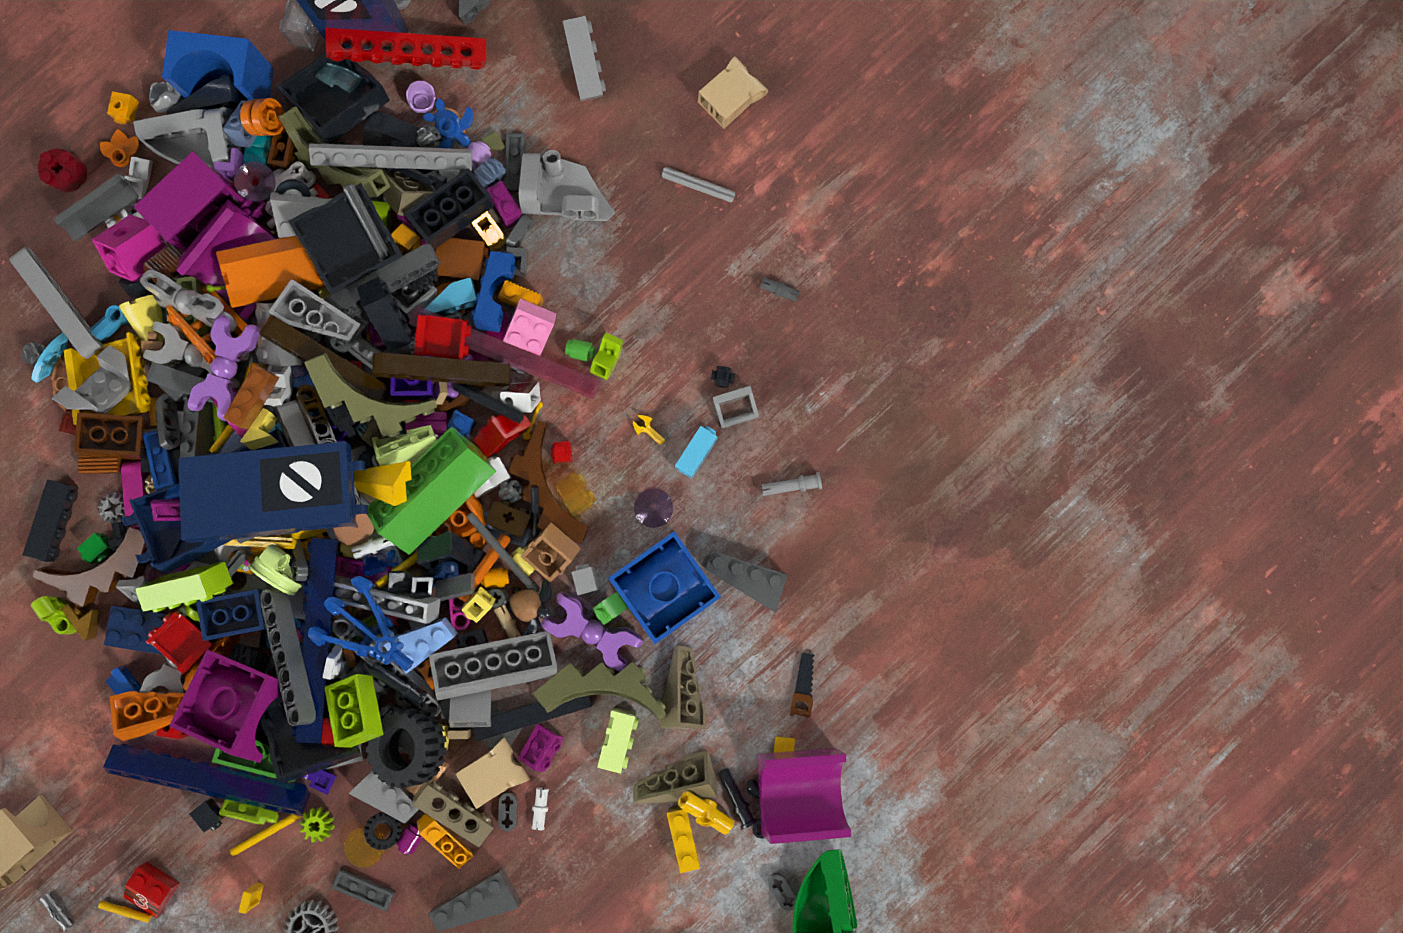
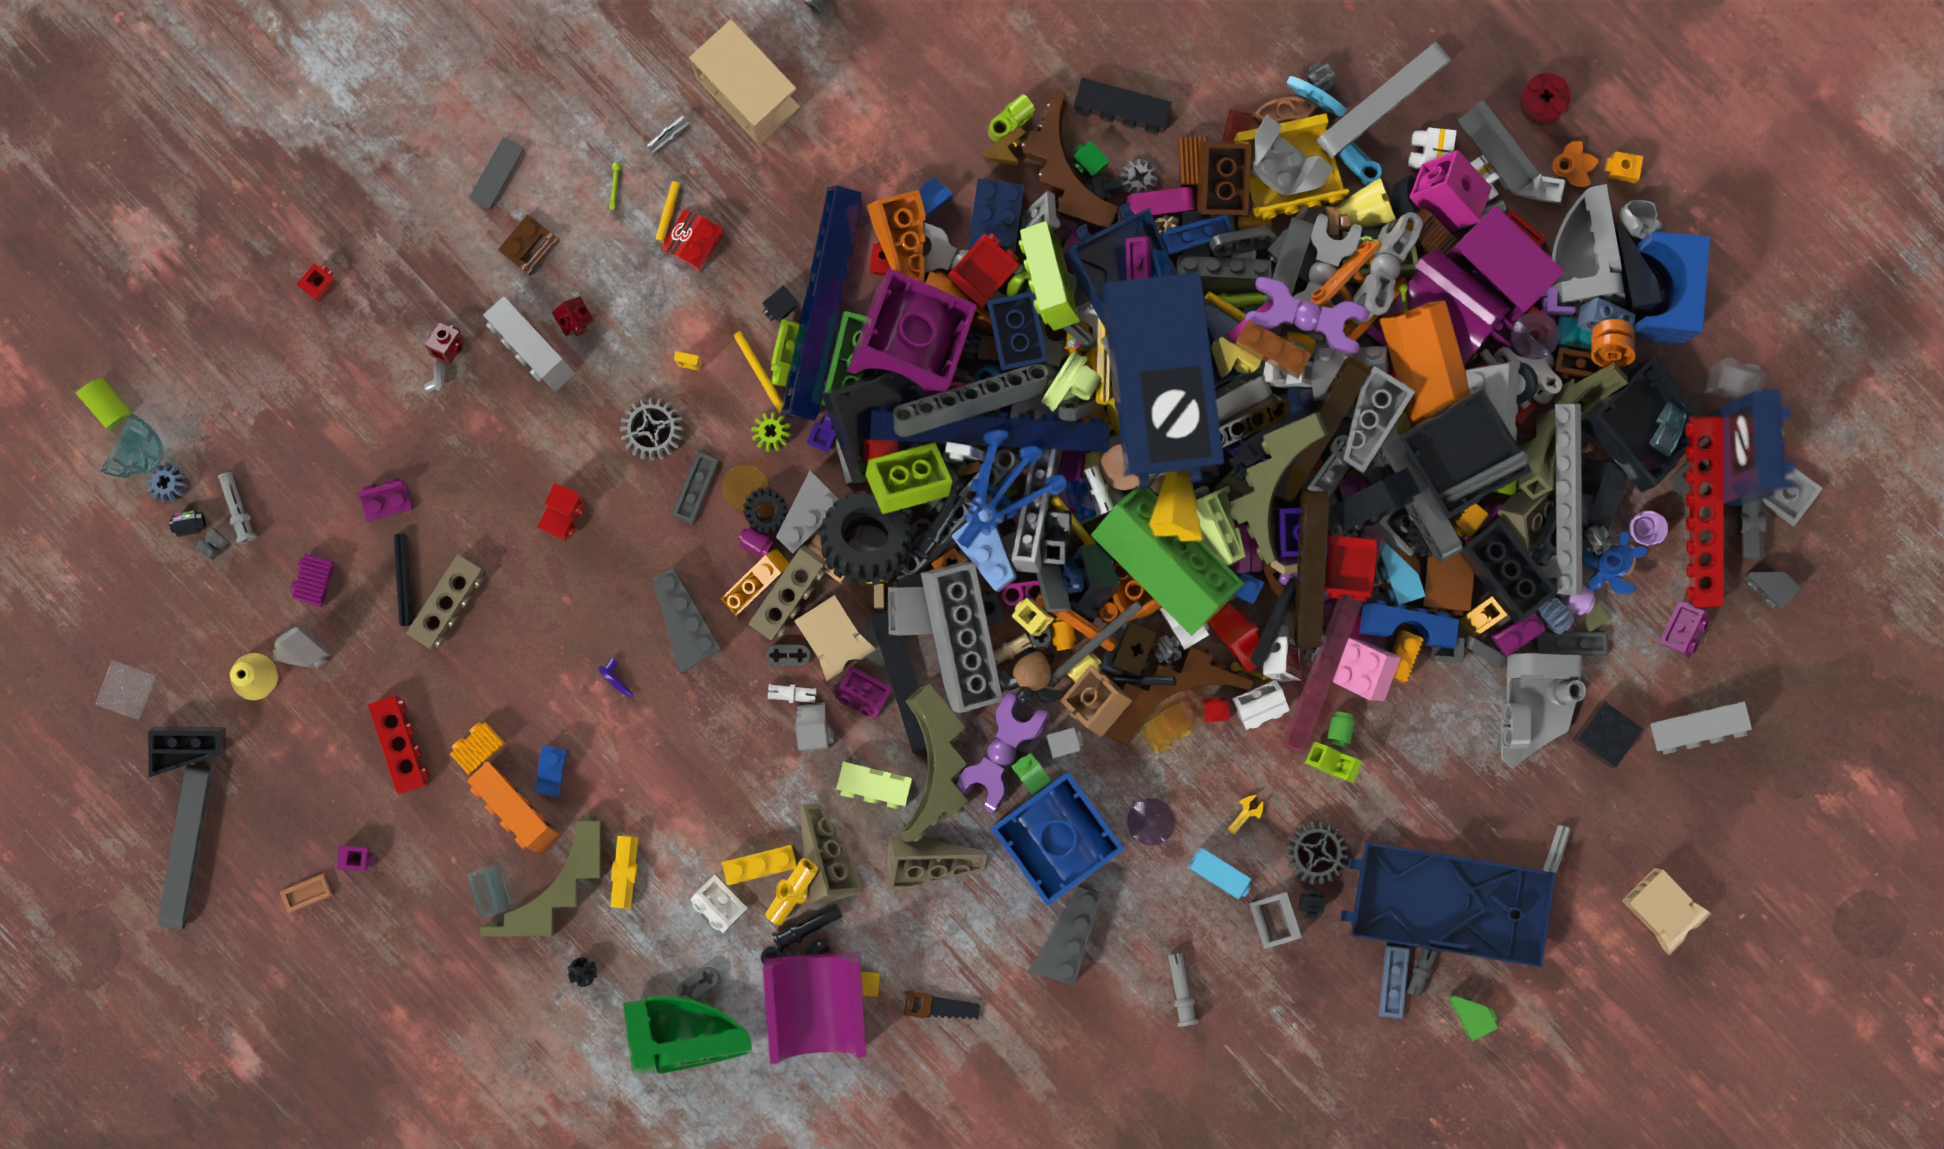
camera: 85 degrees right, 0 degrees up
(93, 263) = (1435, 144): none -> white hips
(383, 70) = (1678, 480): none -> dark grey panel
(422, 15) = (1751, 526): none -> dark grey piece
(504, 71) = (1685, 629): none -> magenta bracket
(558, 415) = (1261, 705): none -> white brick
(569, 793) = (813, 727): none -> light grey wedge
(588, 134) = (1607, 734): none -> black brick
(672, 367) = (1321, 842): none -> dark grey gear
(715, 874) = (718, 904): none -> white bracket
(724, 263) = (1451, 904): none -> dark blue piece
(787, 312) = (1394, 981): none -> sand blue tile
(817, 248) = (1474, 1017): none -> bright green slope

